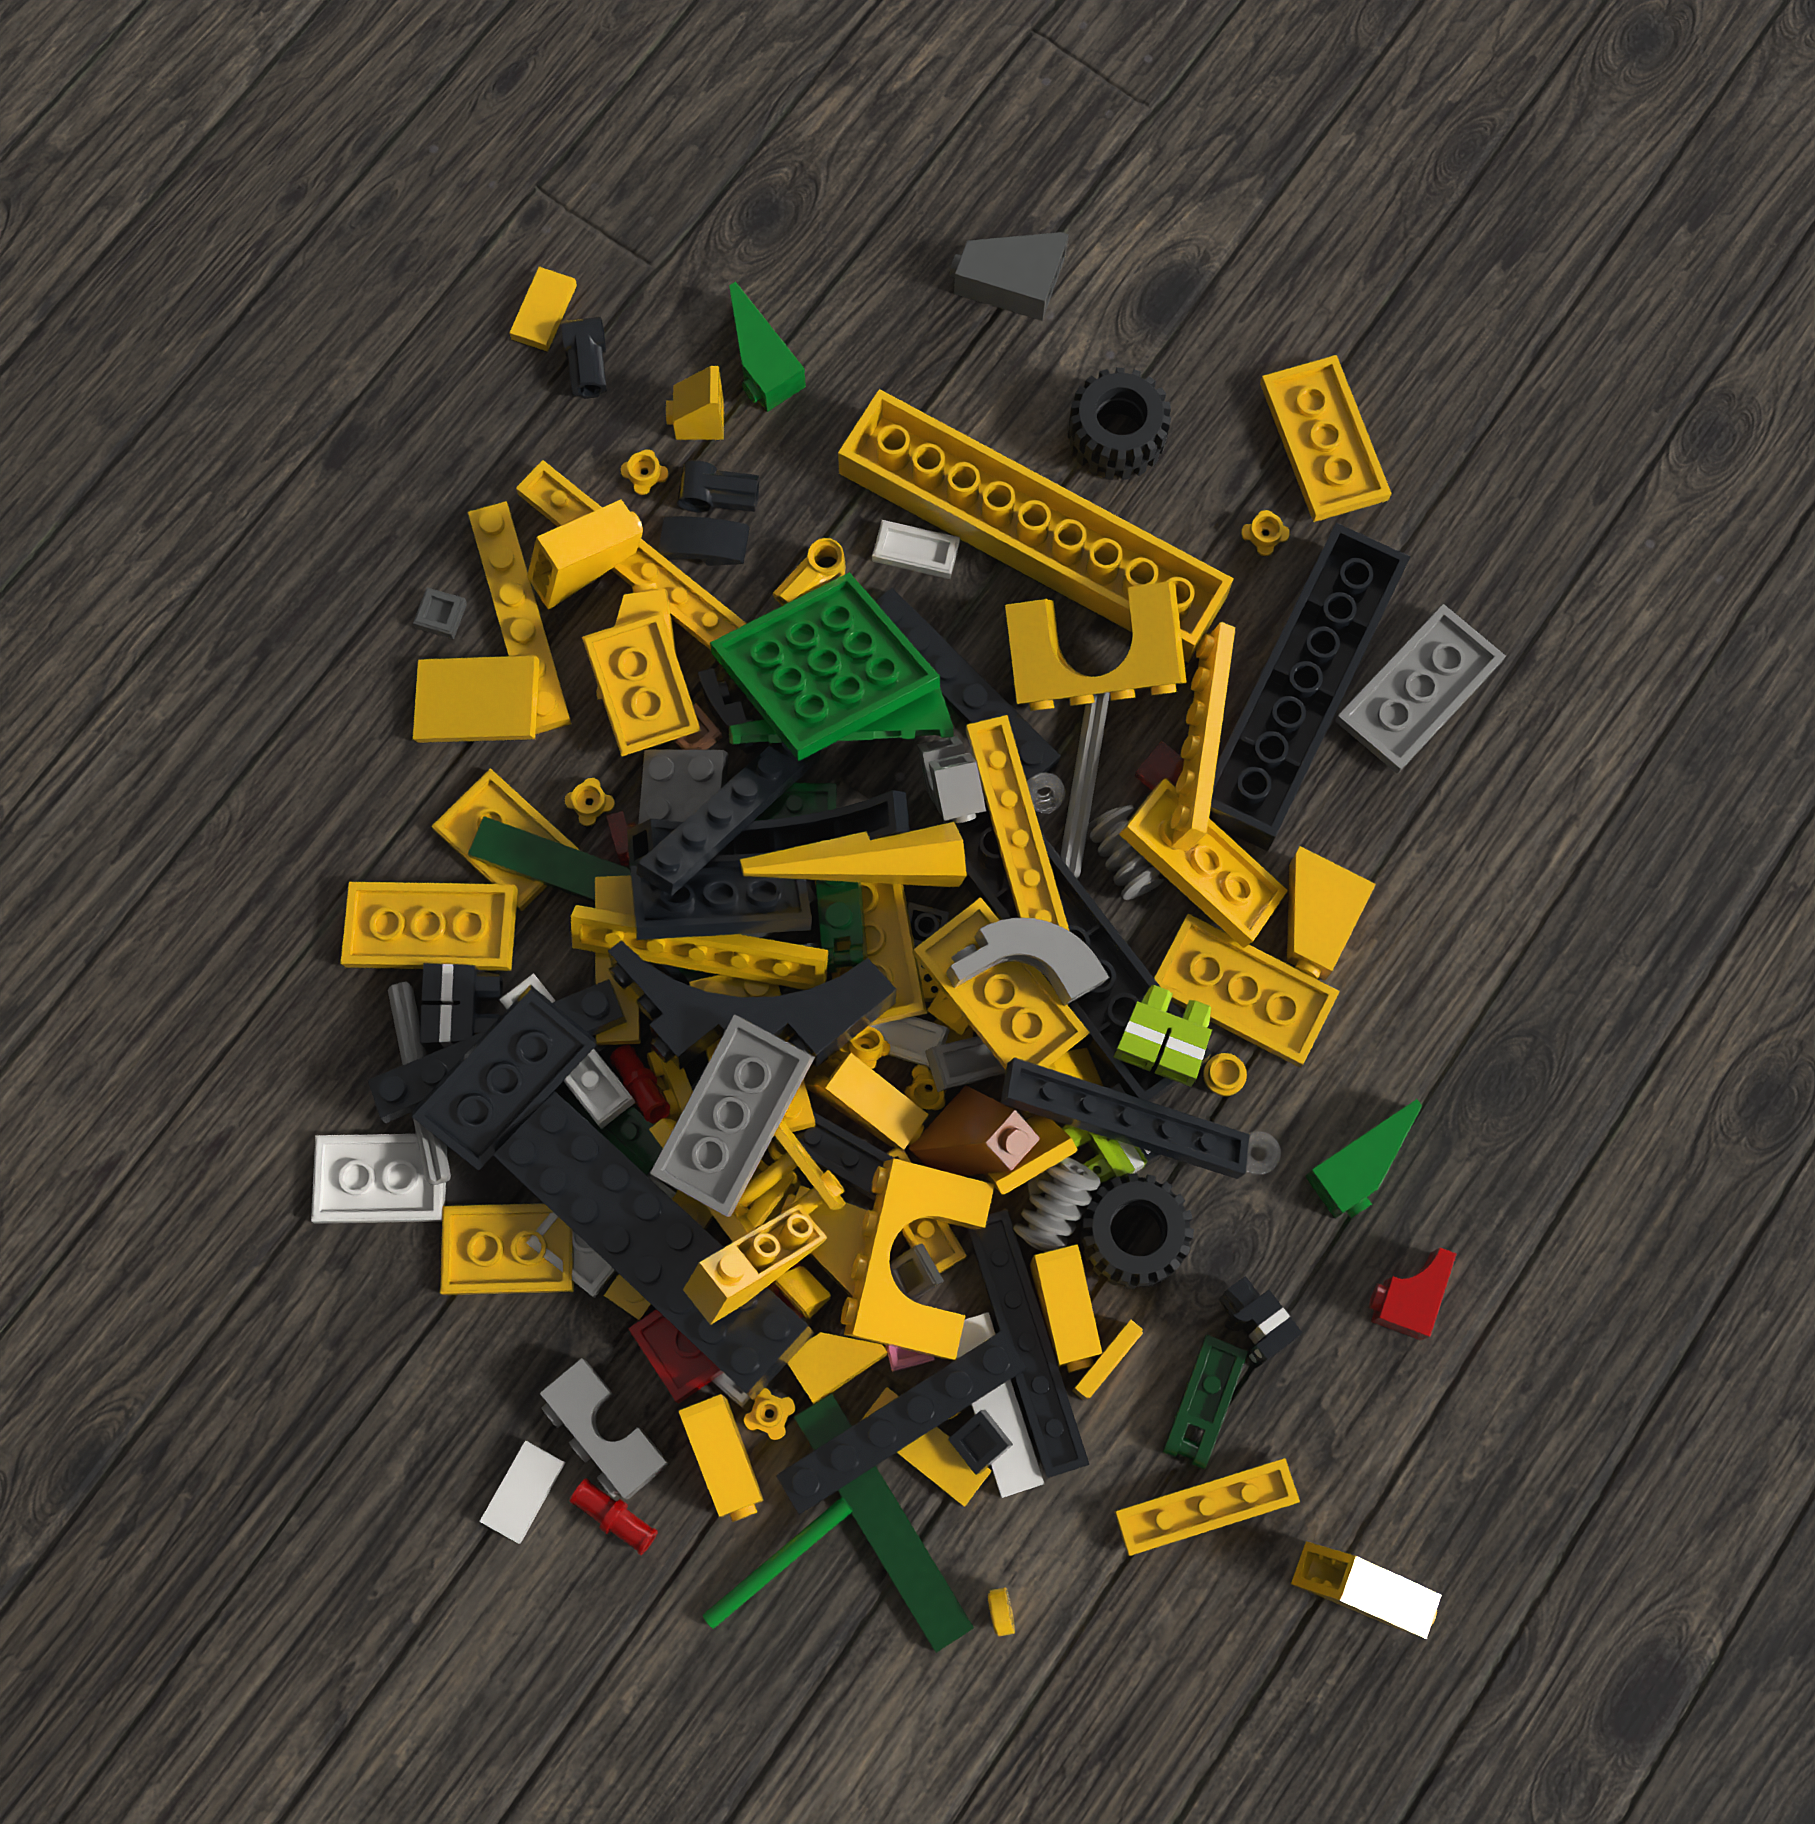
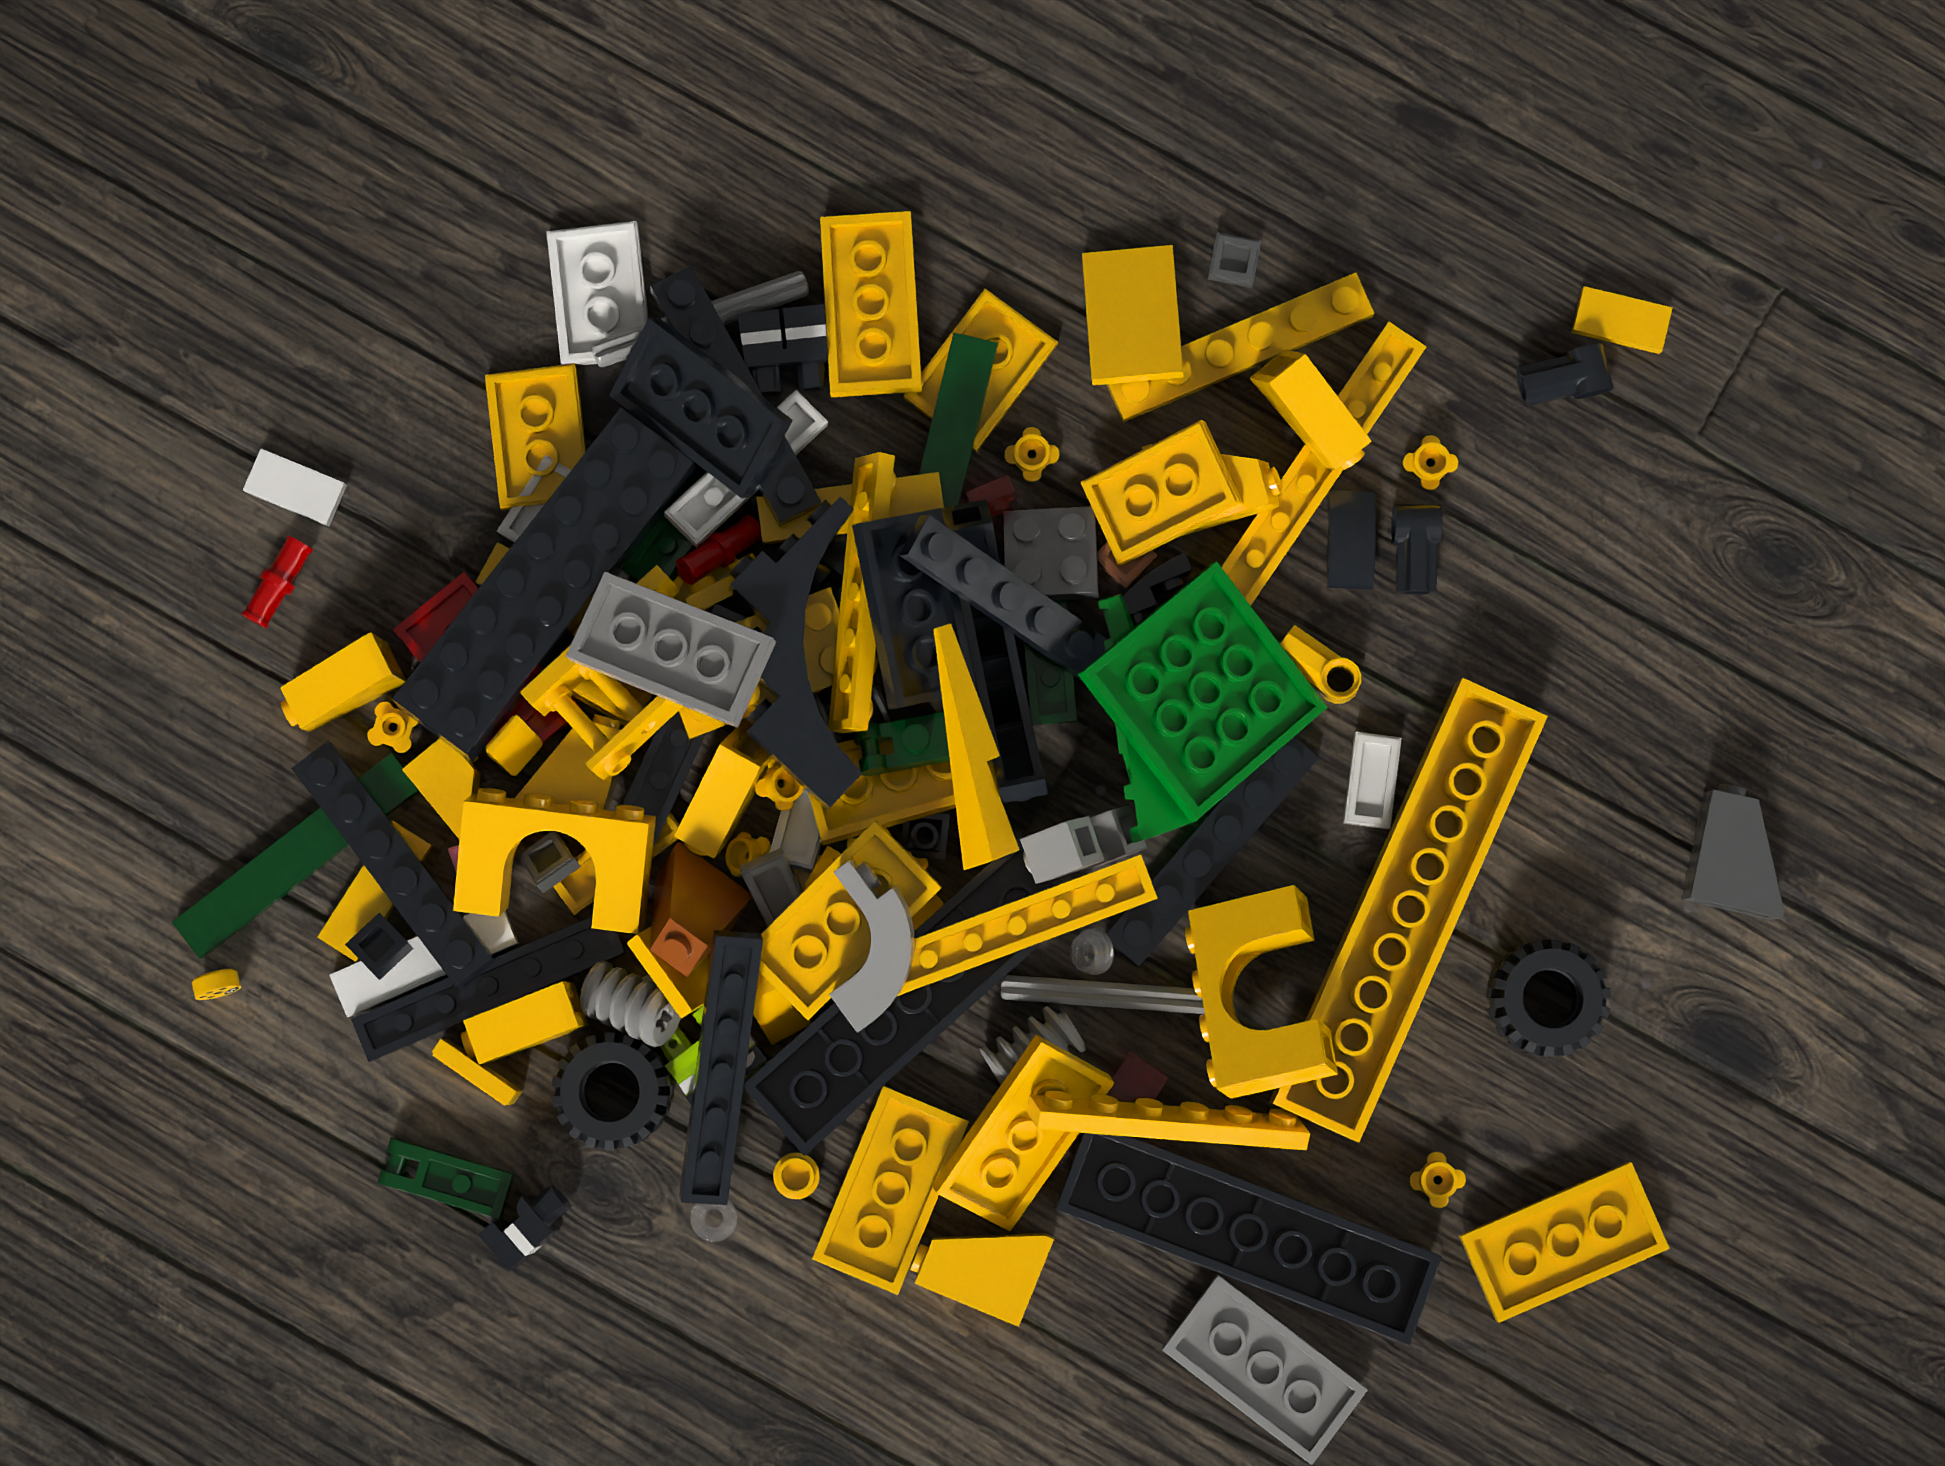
camera: 90 degrees right, 10 degrees up
(575, 1401) = (329, 583): light grey arch -> none
(697, 407) = (1509, 512): yellow slope -> none
(752, 1263) = (521, 690): yellow slope -> none
(767, 363) = (1585, 578): green slope -> none
(777, 1563) = (246, 753): green bar -> none
(1185, 1040) = (808, 1124): lime hips -> none
(1206, 1507) = (338, 1187): yellow plate -> none
(1360, 1167) = (707, 1328): green slope -> none
(1366, 1589) = (267, 1357): slope -> none
(1413, 1302) = (568, 1392): red arch -> none

